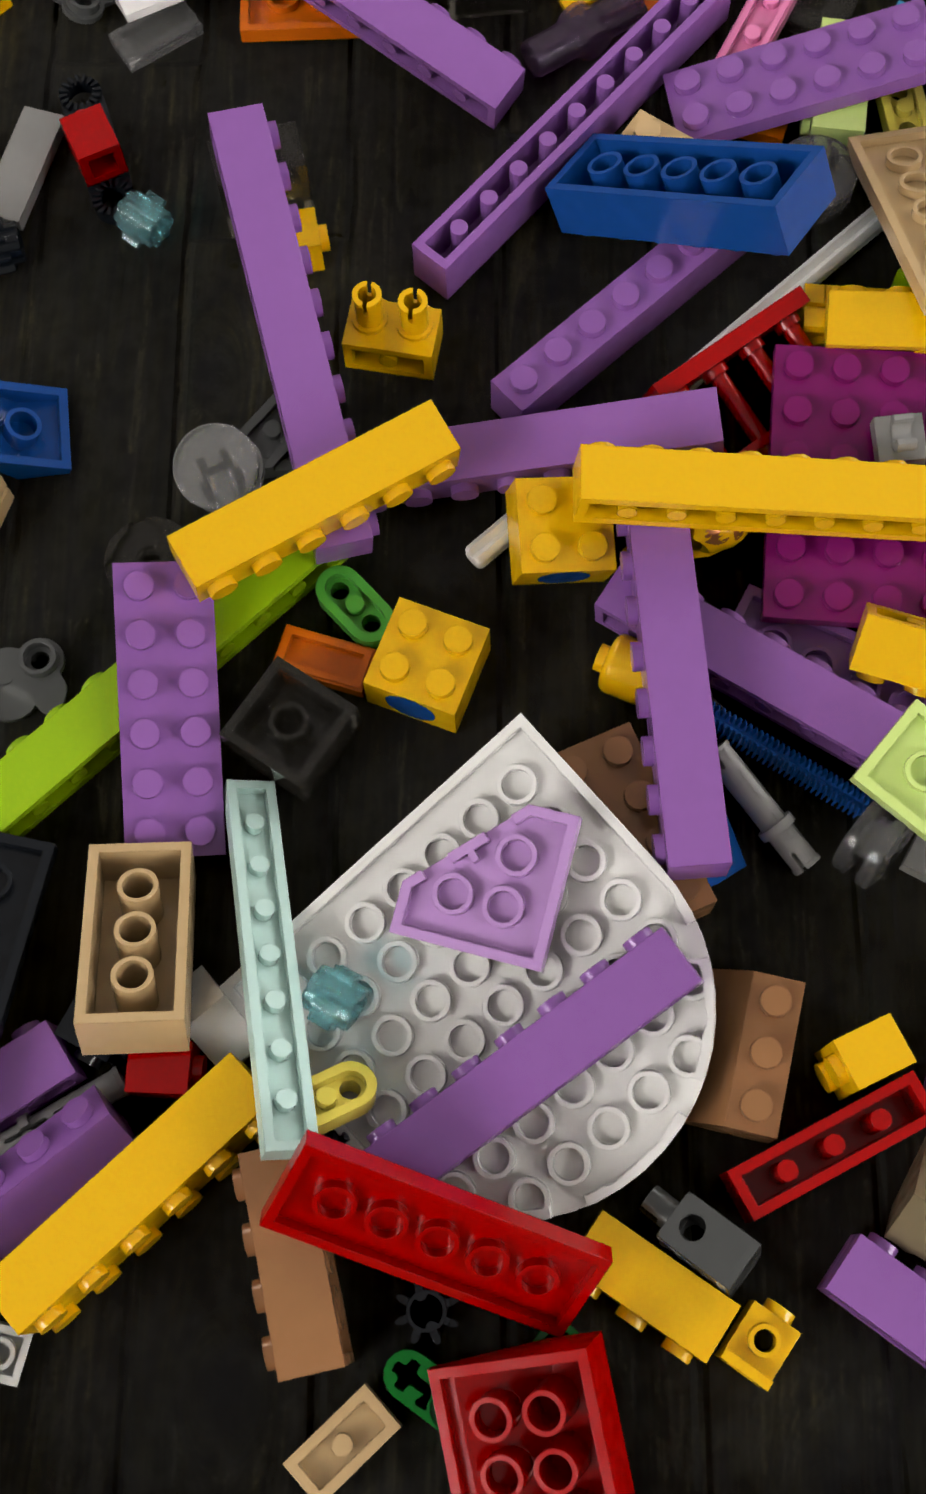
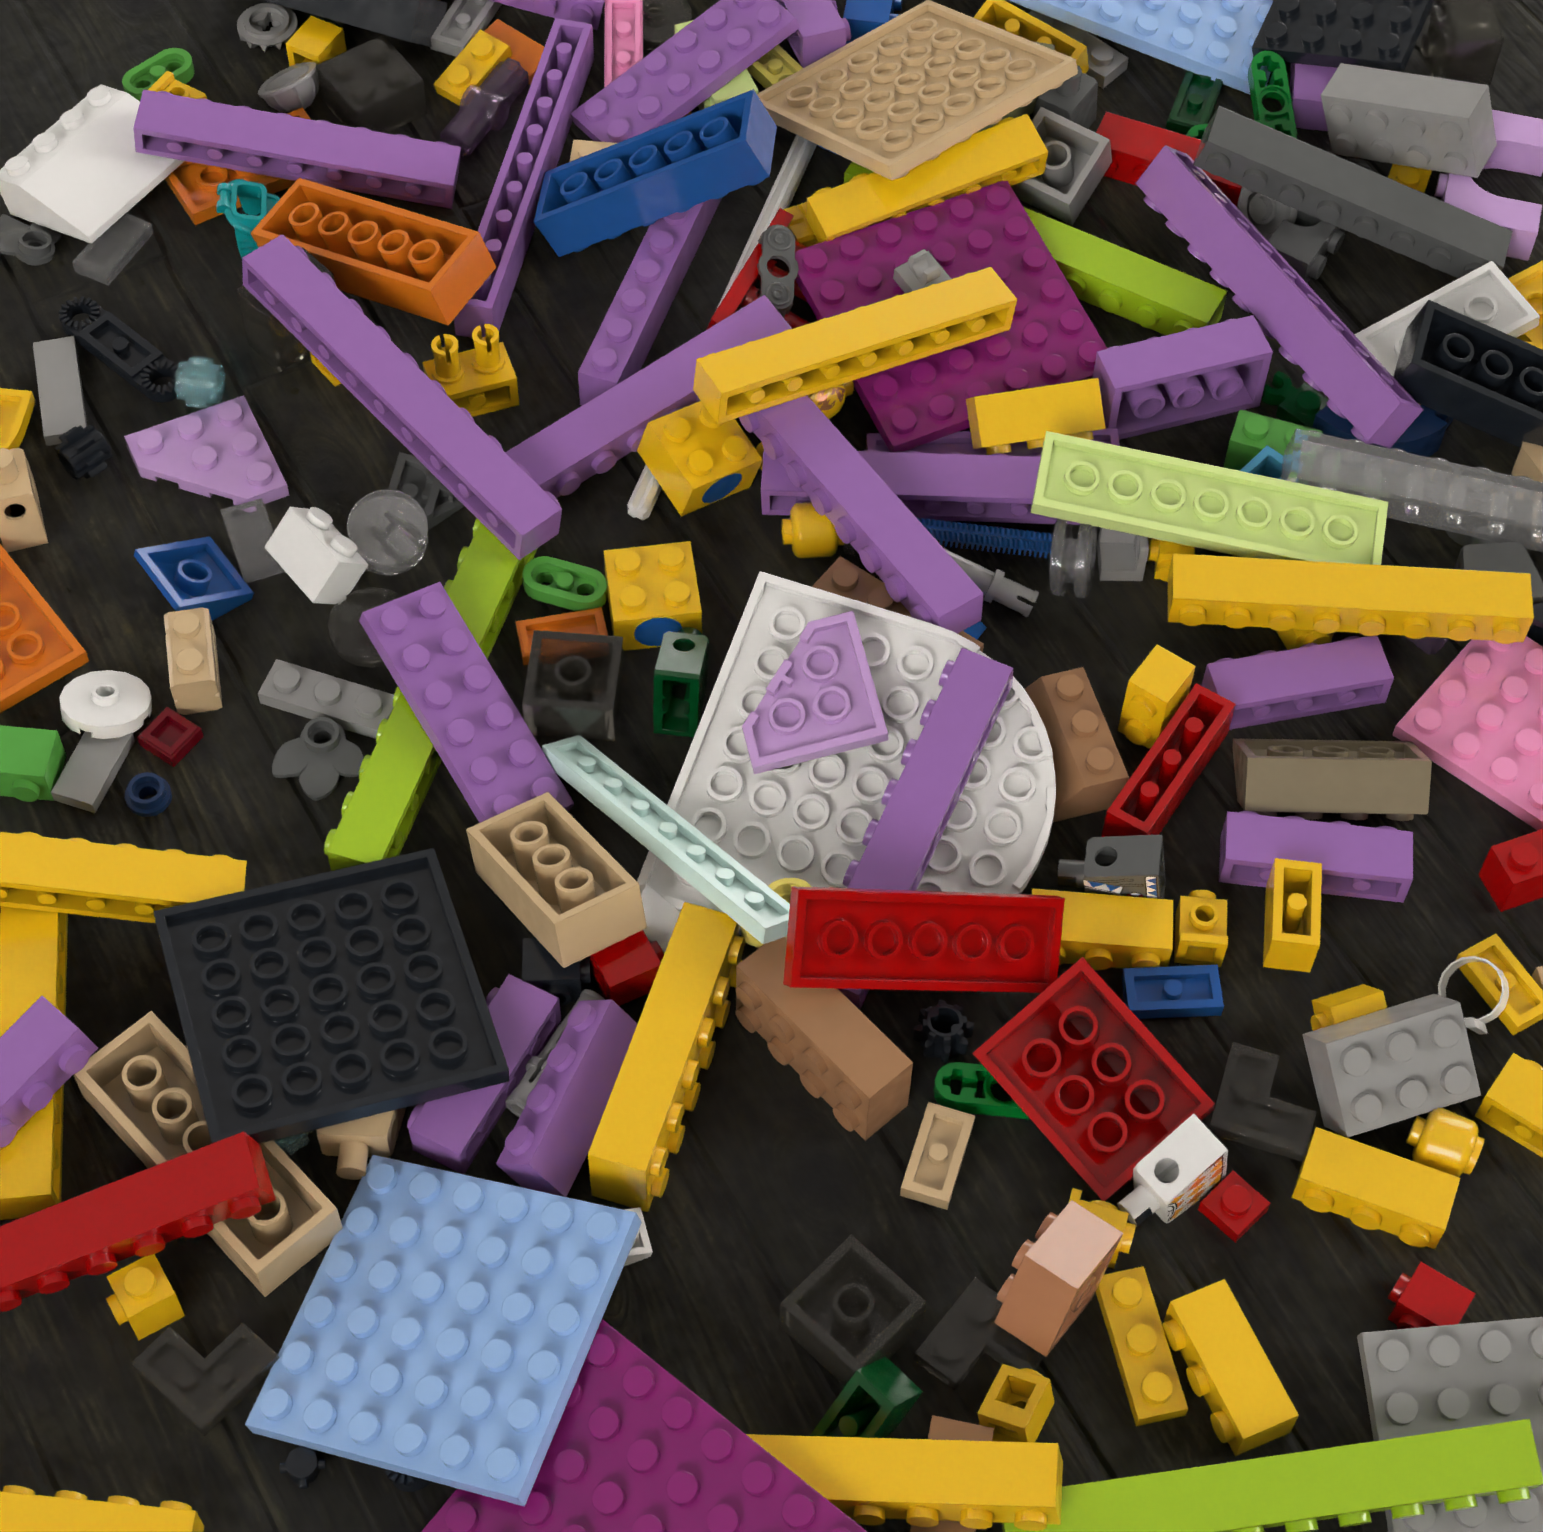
camera: 35 degrees left, 15 degrees down
(67, 615) = (323, 695): none -> light grey plate
(94, 144) = (126, 339): red brick -> none
(102, 412) = (249, 533): none -> clear tile
(118, 301) = (211, 454): none -> lavender plate
(136, 462) = (316, 555): none -> white brick
(295, 80) = (253, 201): none -> teal helmet
(315, 501) = (504, 496): yellow brick -> none
(335, 997) = (739, 835): clear light blue gear -> none
(370, 154) = (382, 249): none -> orange brick
(398, 774) = (680, 661): none -> dark green torso
(686, 1398) = (1173, 991): none -> blue plate
(742, 383) = (778, 243): none -> dark grey piece
(861, 1391) = (1292, 915): none -> yellow brick

